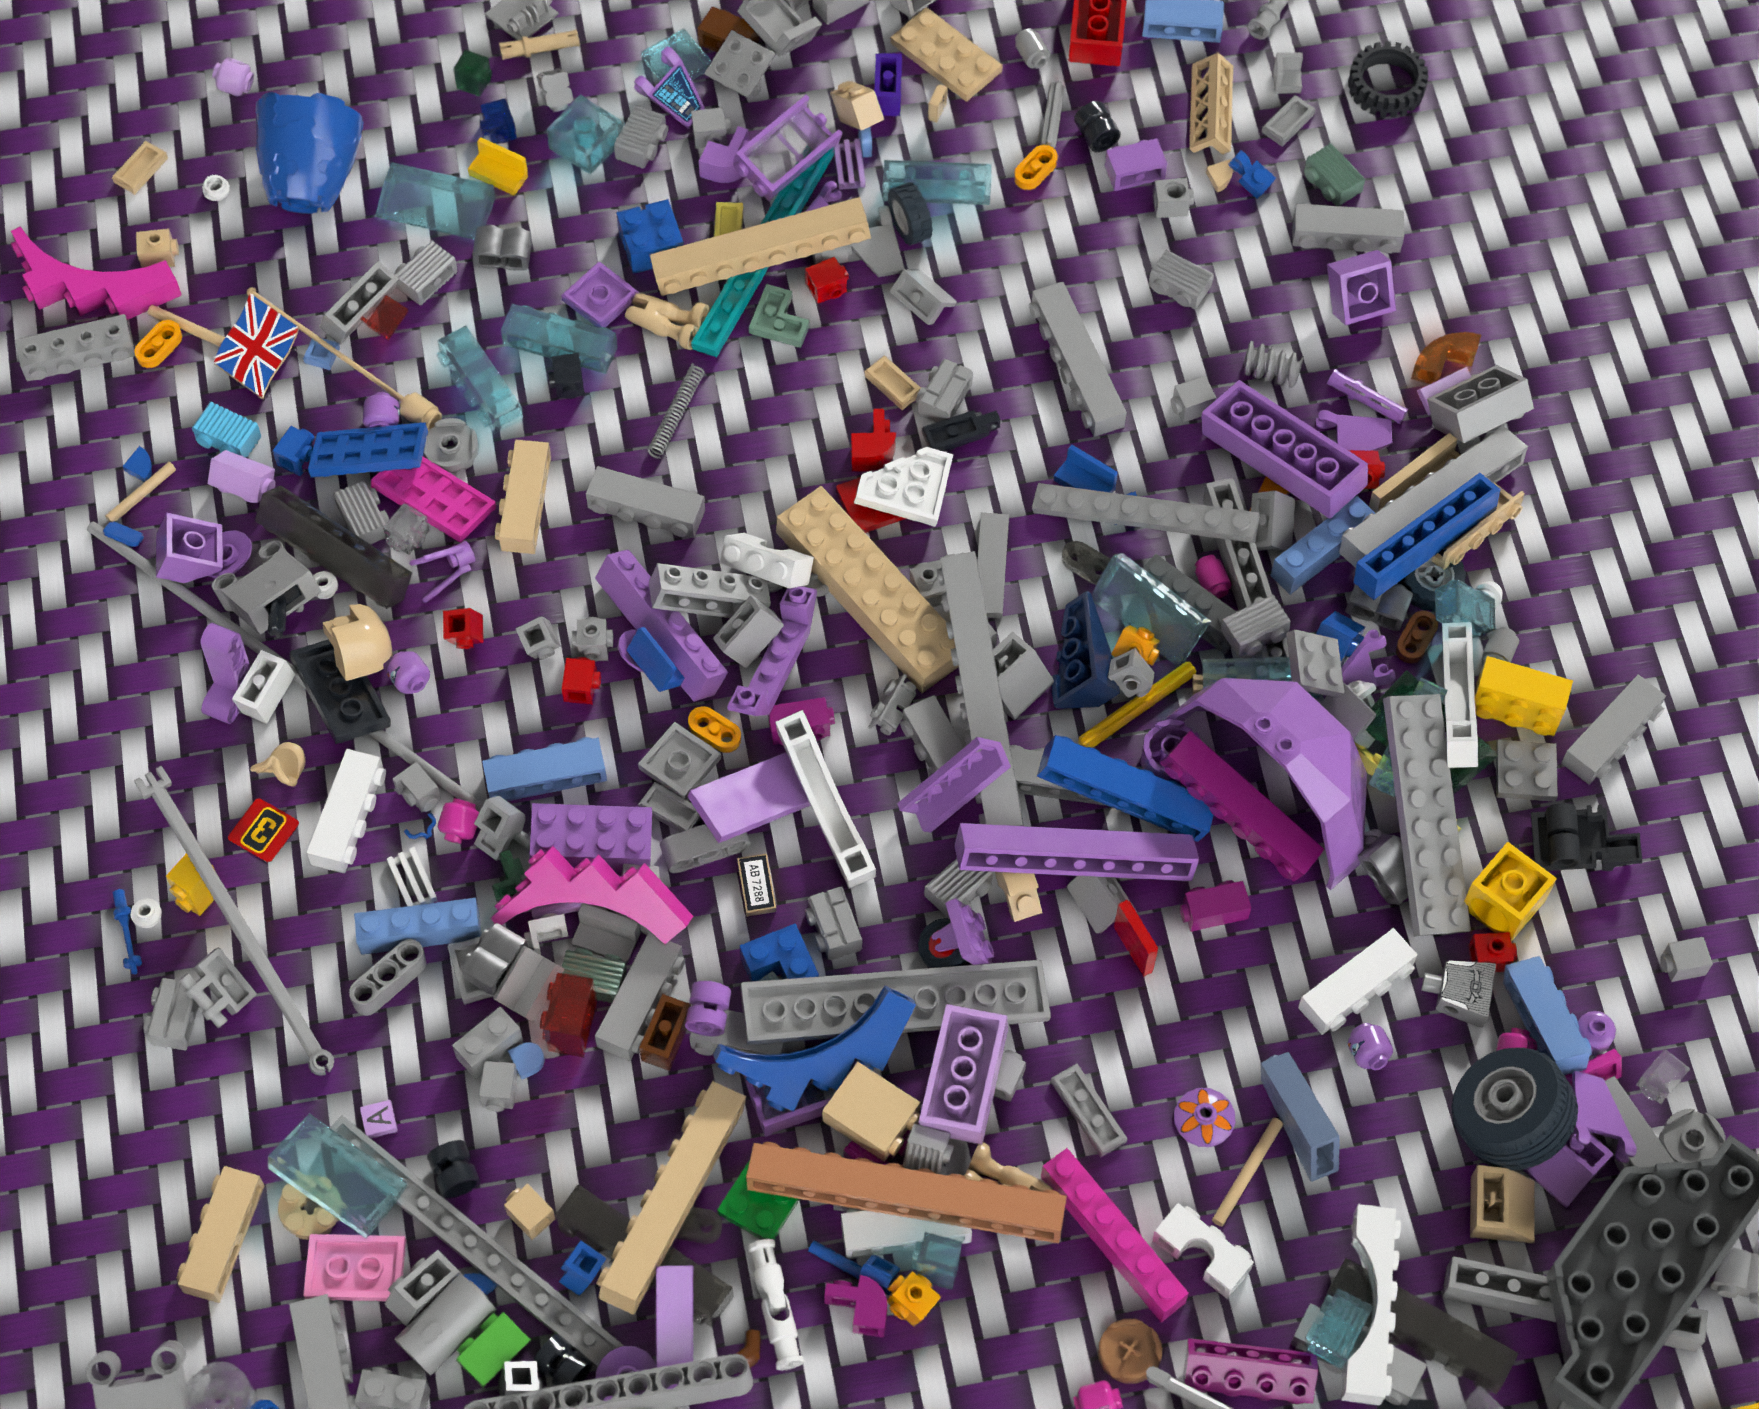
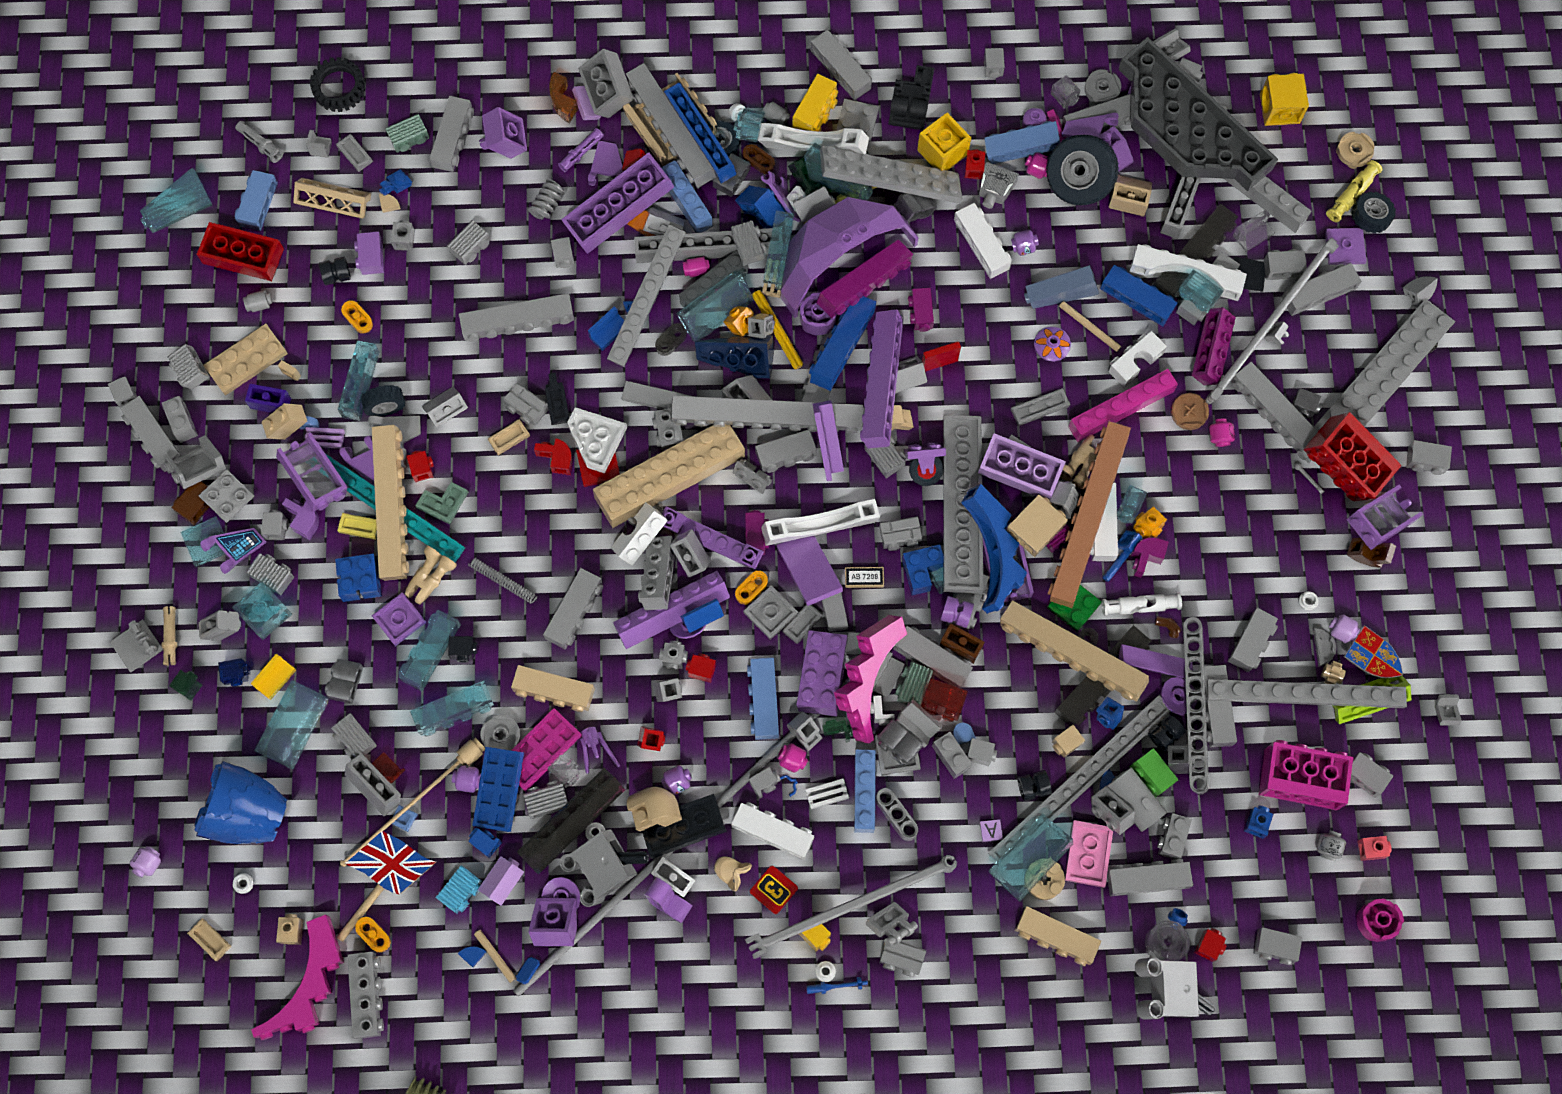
camera: 80 degrees left, 10 degrees up
(1052, 114) = (316, 299): light grey axle -> none
(1315, 663) = (784, 212): light grey plate -> none
(1318, 1240) = (1138, 295): none -> blue brick

